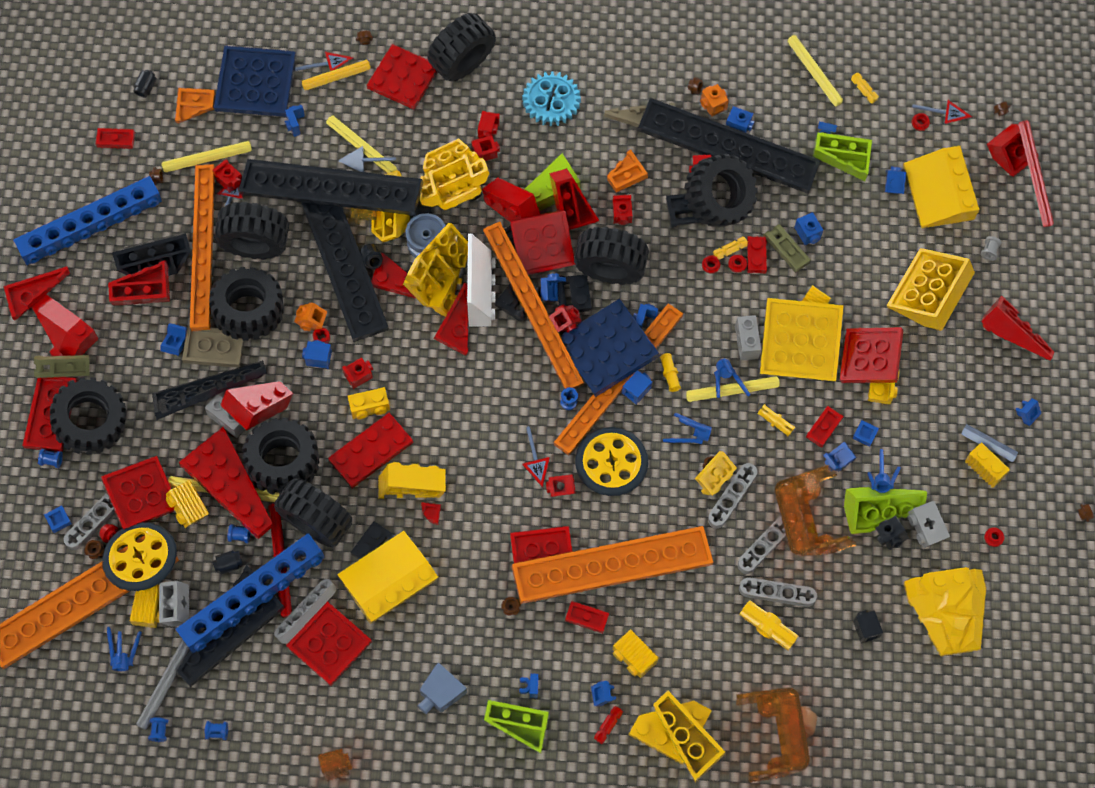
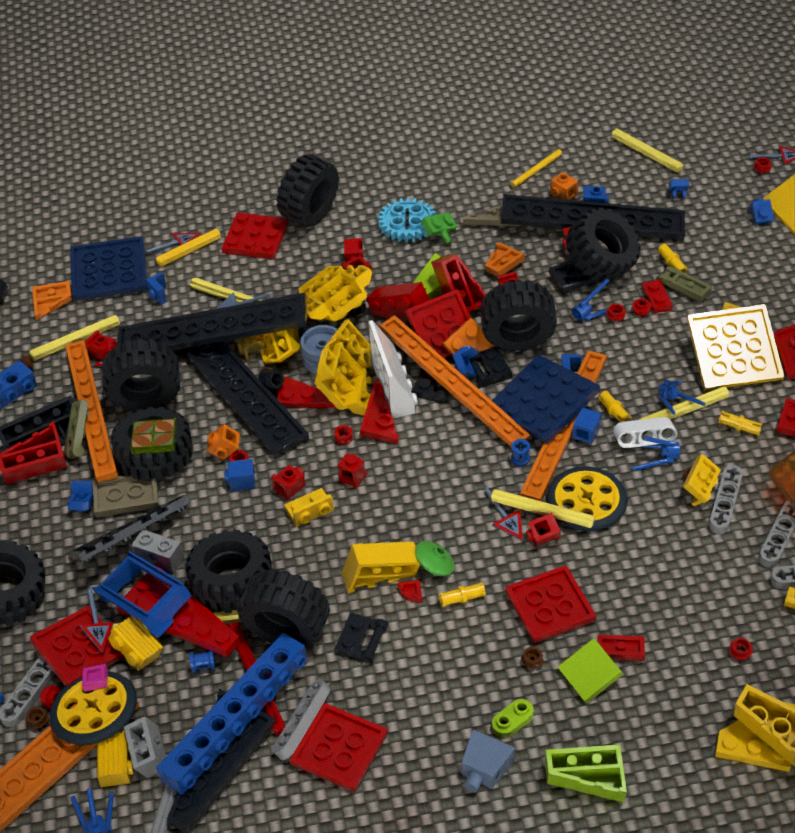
camera: 10 degrees left, 20 degrees down
(146, 530) = (95, 677): none -> dark pink tile
(159, 484) = (98, 631): none -> piece
(184, 269) = (76, 429): none -> olive plate
(213, 487) = (160, 615): none -> blue piece
(227, 562) = (197, 692): black brick -> none
(246, 305) = (153, 436): none -> tile
(256, 403) = (186, 525): red wedge -> none
(364, 37) = (208, 213): reddish brown plate -> none
(370, 450) = (325, 548): red plate -> none
(387, 577) = (386, 661): yellow slope -> none
(415, 377) = (351, 464): none -> red brick
(420, 328) = (343, 440): none -> red bush
(454, 491) = (434, 558): none -> bright green dish
(471, 529) = (462, 594): none -> yellow pin
(477, 657) = (515, 718): none -> lime plate
(532, 686) = (588, 730): blue tile -> none
(553, 632) = (590, 670): none -> lime tile
(559, 262) = (467, 335): none -> orange wing
(565, 318) = (485, 380): red brick -> none
(567, 463) = (542, 508): none -> light yellow axle
(579, 116) = (440, 225): none -> bright green plate
(601, 693) = (669, 718): blue tile -> none
(608, 725) = (688, 750): red axle -> none
(611, 564) = (626, 588): orange plate -> none
(634, 654) = (689, 669): yellow brick -> none
(681, 252) = (583, 309): none -> blue plant
(686, 407) = (636, 428): none -> white beam
(686, 640) = (743, 644): none -> red plate
(695, 85) = (540, 183): reddish brown plate -> none
(698, 64) = (536, 168): none -> yellow bar
(730, 248) = (630, 295): yellow axle -> none
(748, 337) = (680, 360): light grey brick -> none
(787, 216) = (672, 259): none -> yellow pin
(809, 229) = (698, 263): blue brick -> none
(844, 153) = (705, 199): lime wedge -> none
(864, 87) = (698, 153): yellow axle -> none

